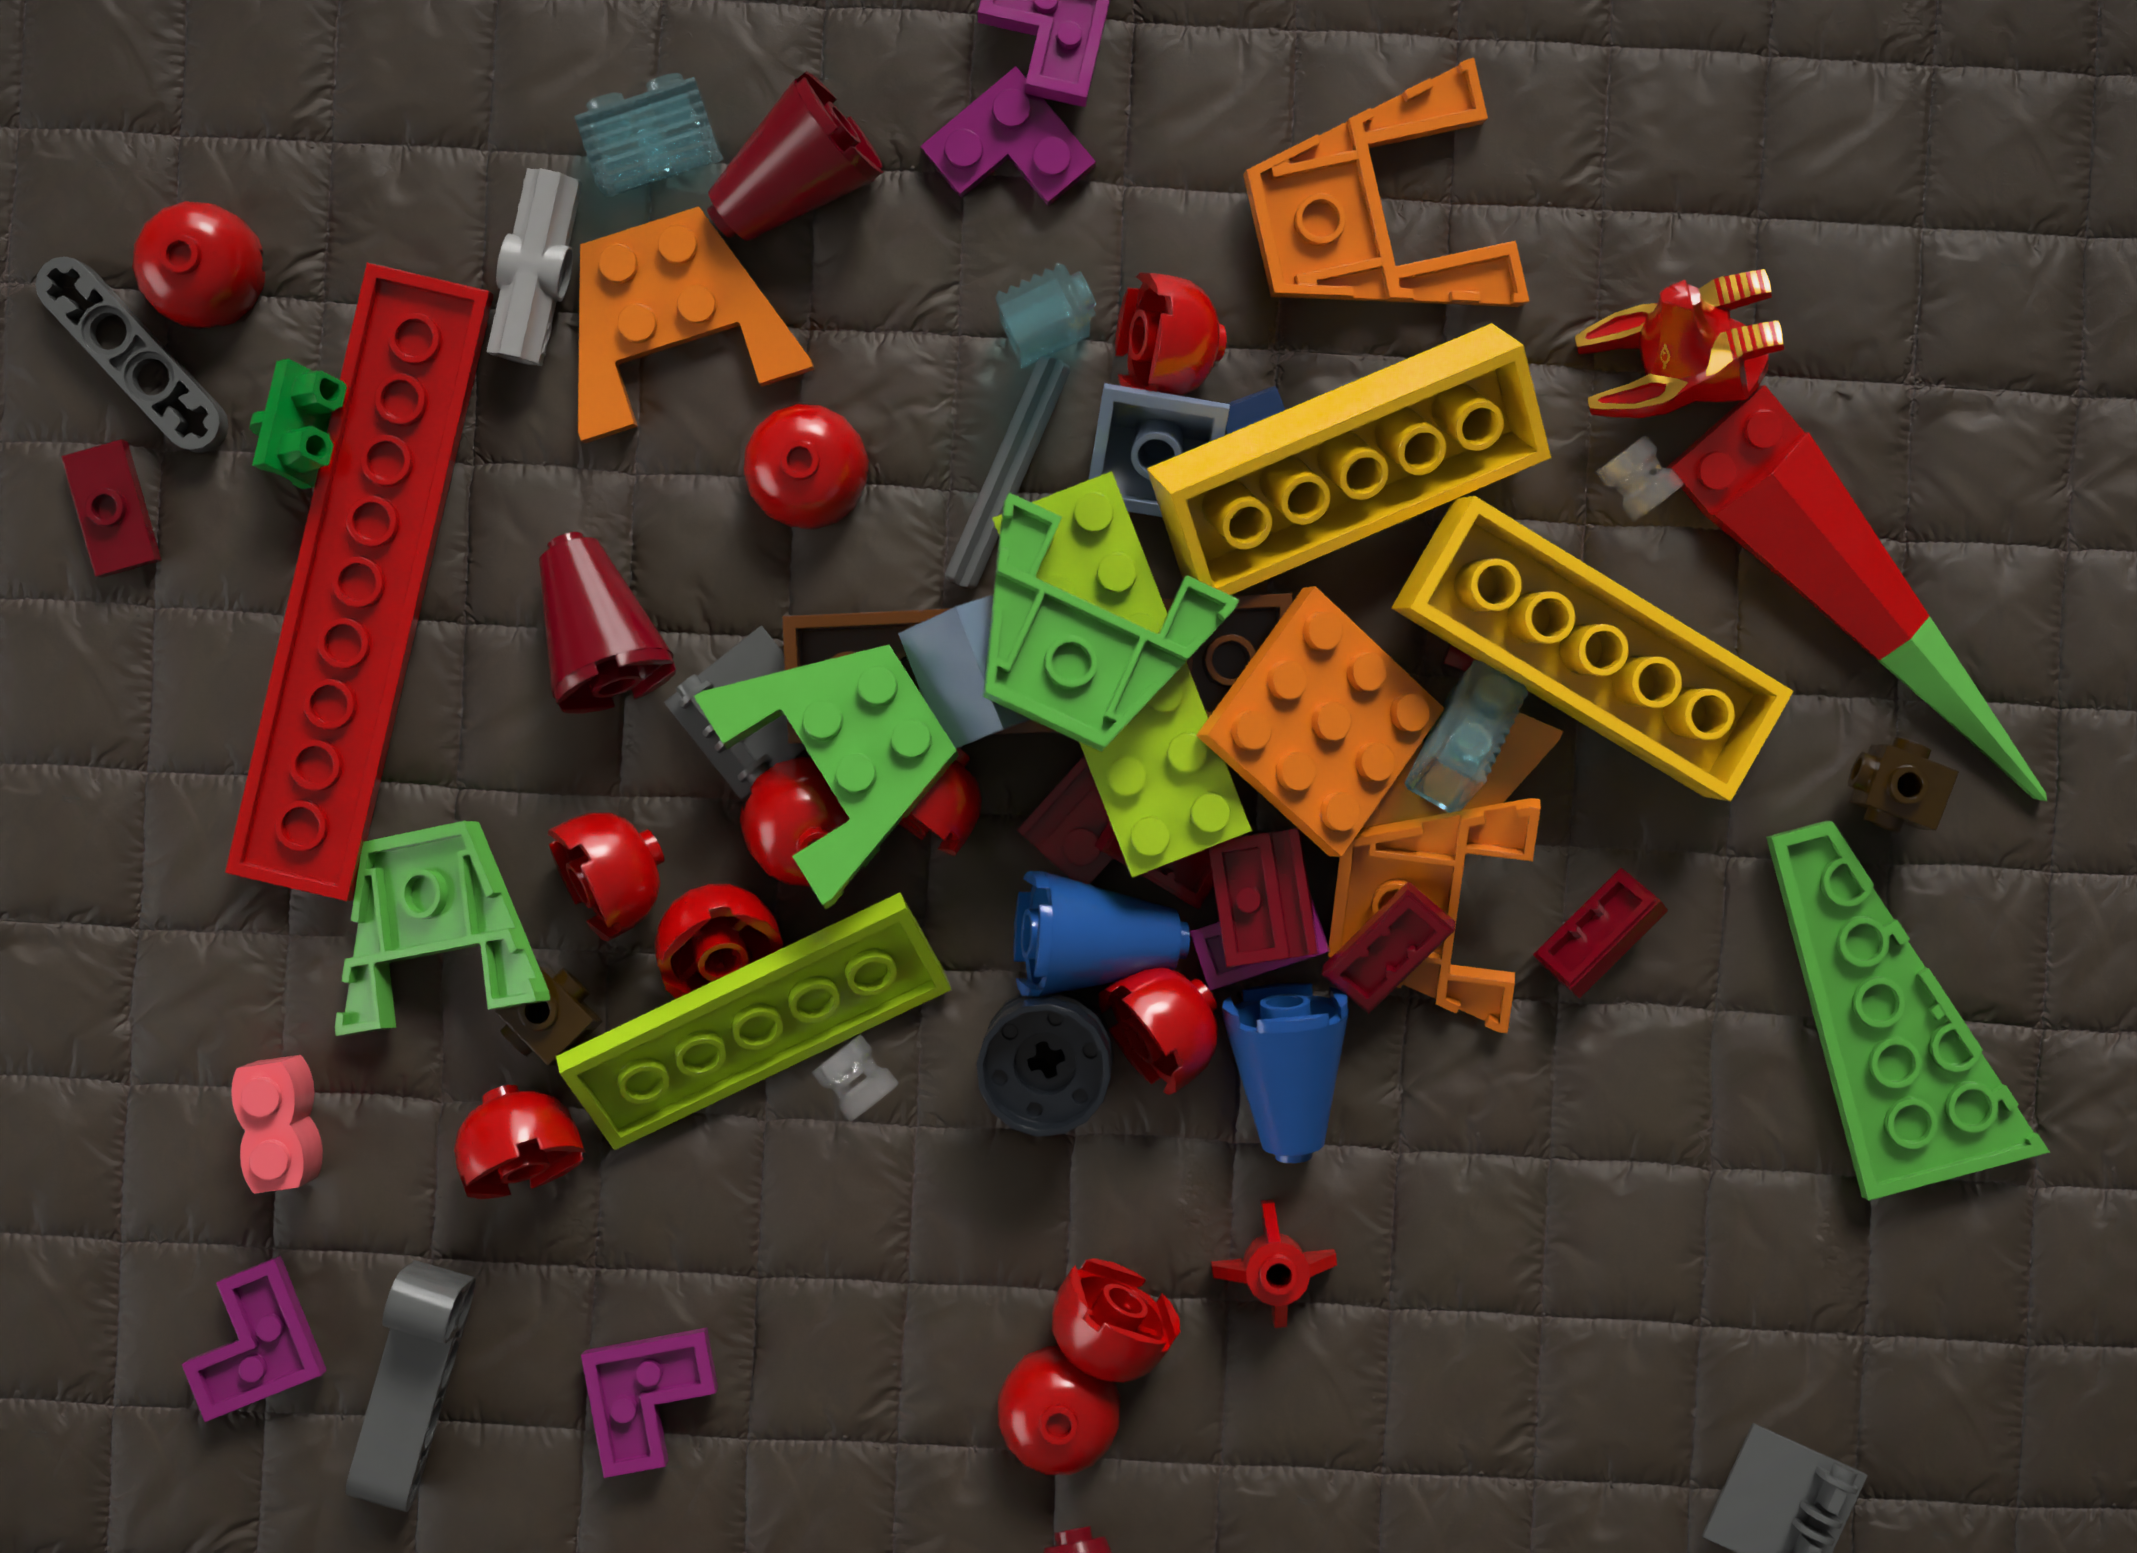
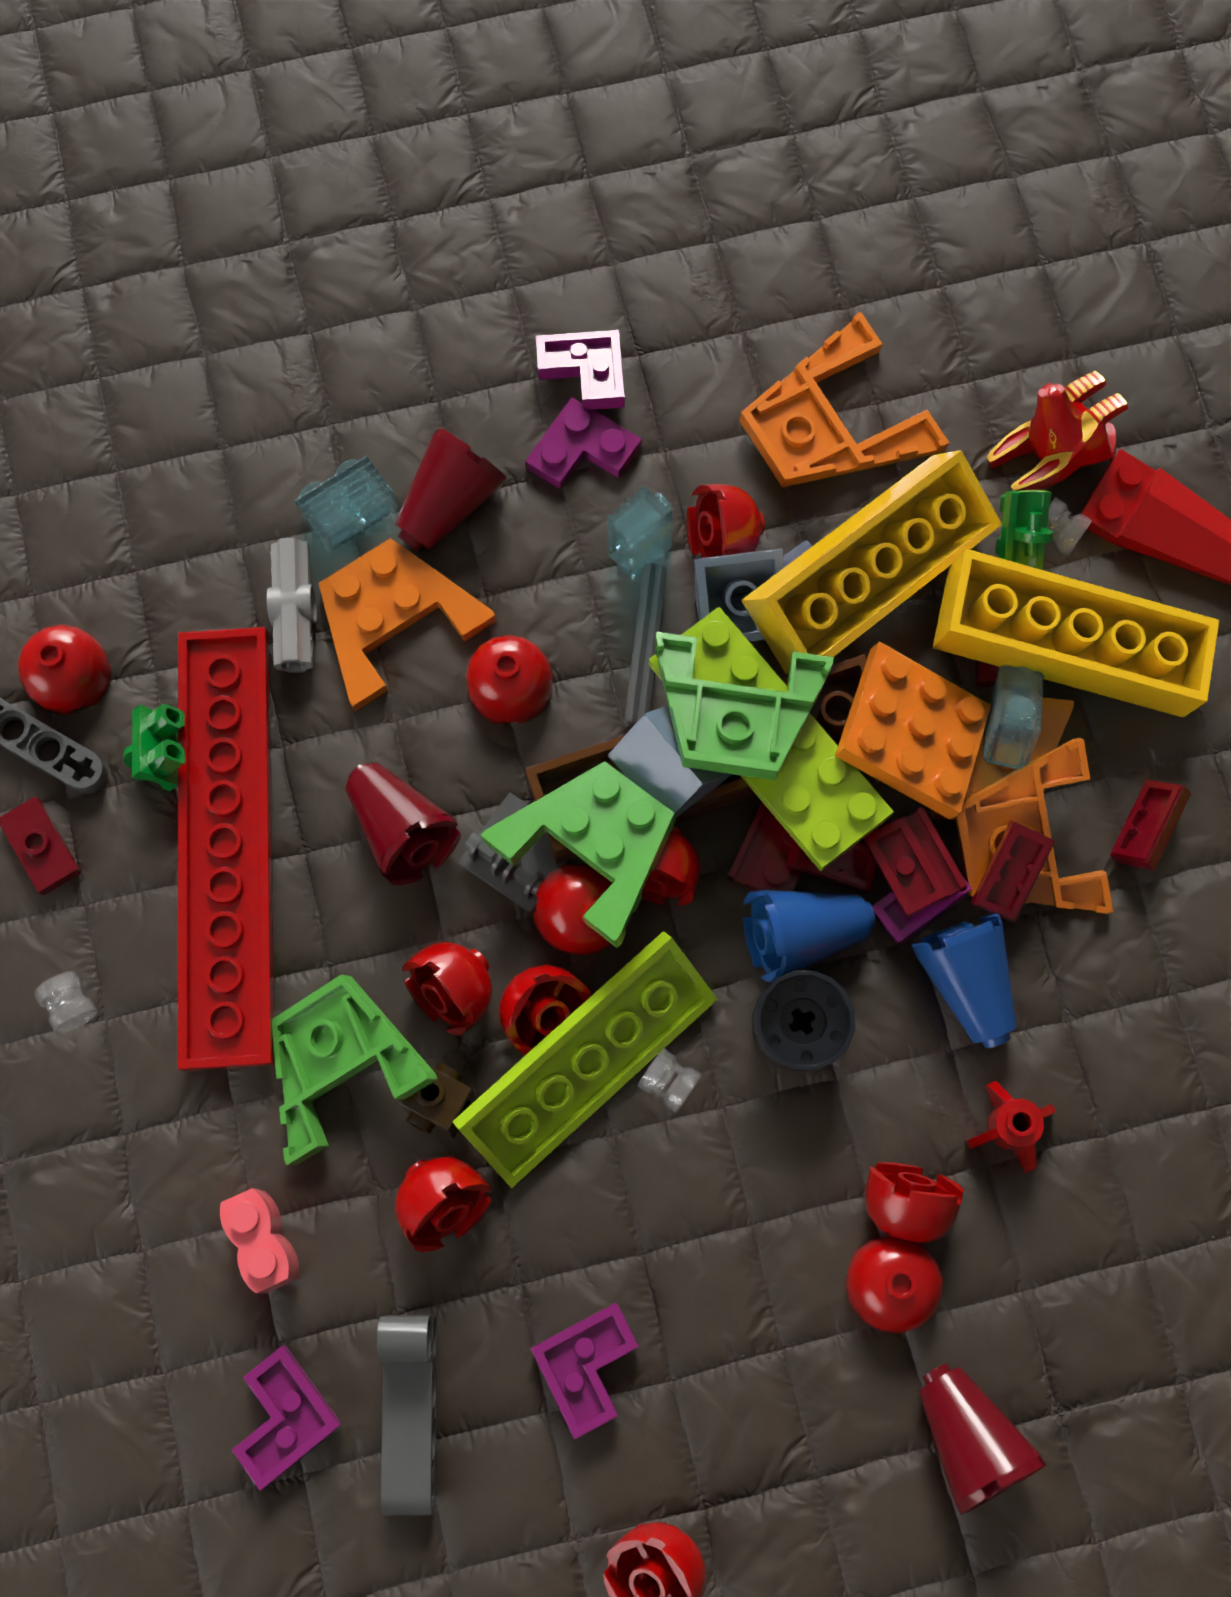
camera: 15 degrees left, 15 degrees down
(97, 725) = (65, 1002): none -> clear wheel
(1163, 1025) = (875, 975): red cylinder -> none
(1580, 471) = (1024, 527): none -> green hips

